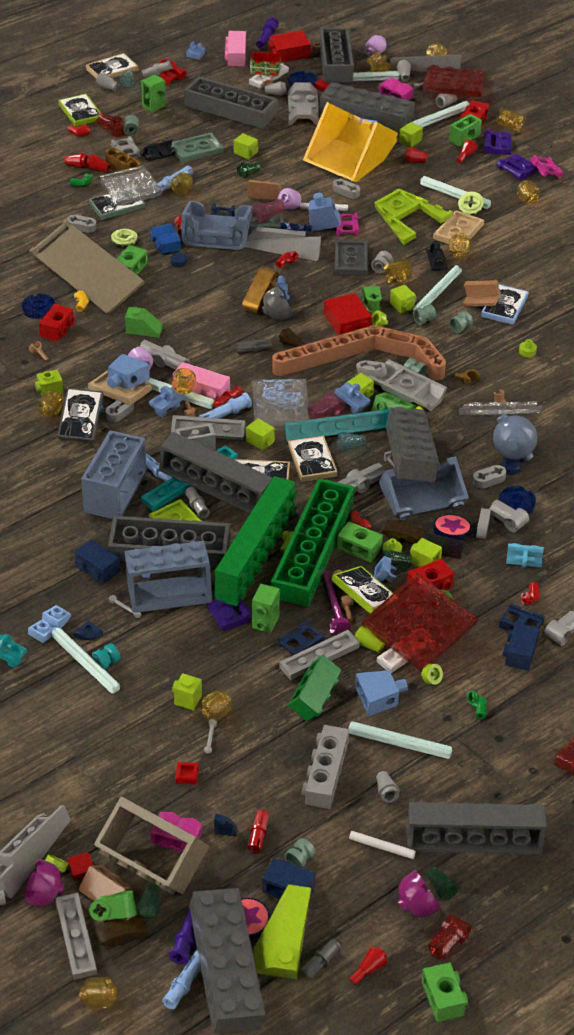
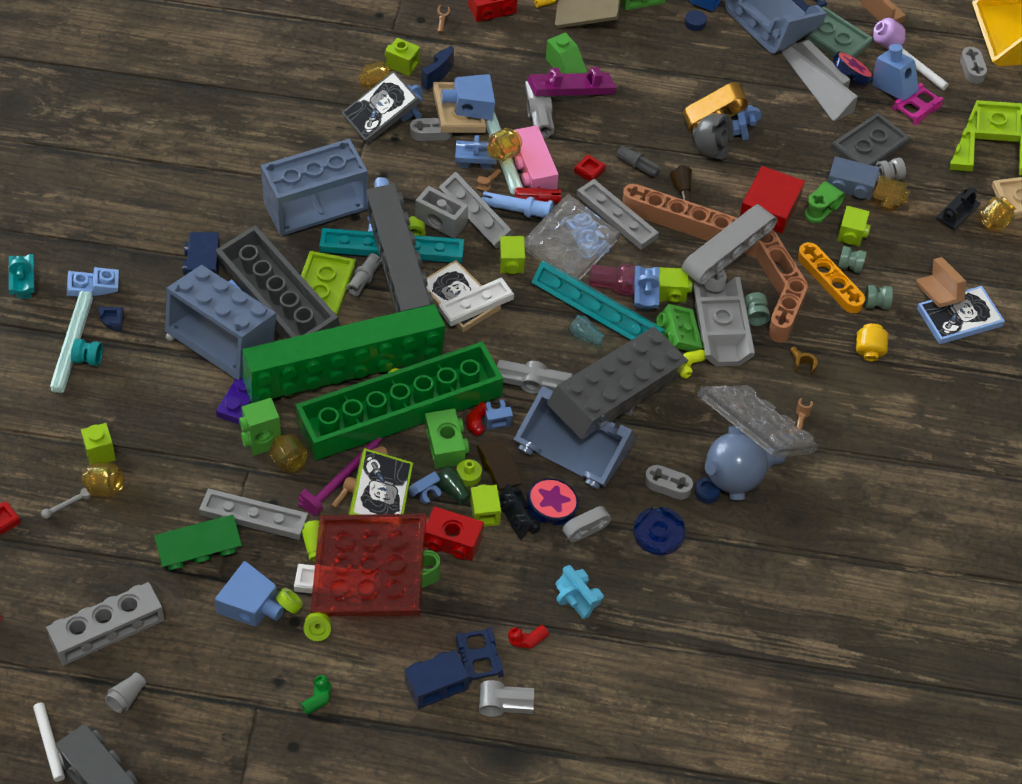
camera: 45 degrees right, 10 degrees up
(77, 373) = (439, 69): none -> dark blue slope
(141, 354) = (510, 94): lavender head -> none
(168, 330) = (571, 83): none -> magenta hinge
(233, 367) = (589, 168): none -> red tile
(263, 212) = (840, 27): clear pink piece -> none
(279, 462) = (476, 301): none -> white tile
(289, 257) = (802, 95): red arm -> none
(294, 611) = (288, 453): none -> clear yellow head
(297, 635) = (263, 478): dark blue piece -> none
(310, 375) = (617, 214): none -> light grey plate
(312, 458) = (529, 319): tile -> none
(368, 344) = (729, 244): none -> light grey beam
(369, 510) = (497, 417): none -> medium blue tile
(370, 276) = (853, 177): none -> sand blue brick
(379, 319) = (797, 229): lime tile -> none
(400, 740) = (204, 662): light aqua axle -> none
(401, 674) = (289, 600): none -> lime tile
(439, 287) = (911, 243): light aqua axle -> none
(443, 332) = (827, 279): none -> light orange beam
(488, 343) = (872, 342): none -> yellow head
(512, 518) = (623, 541): light grey piece -> none
(527, 348) = (911, 382): lime tile -> none

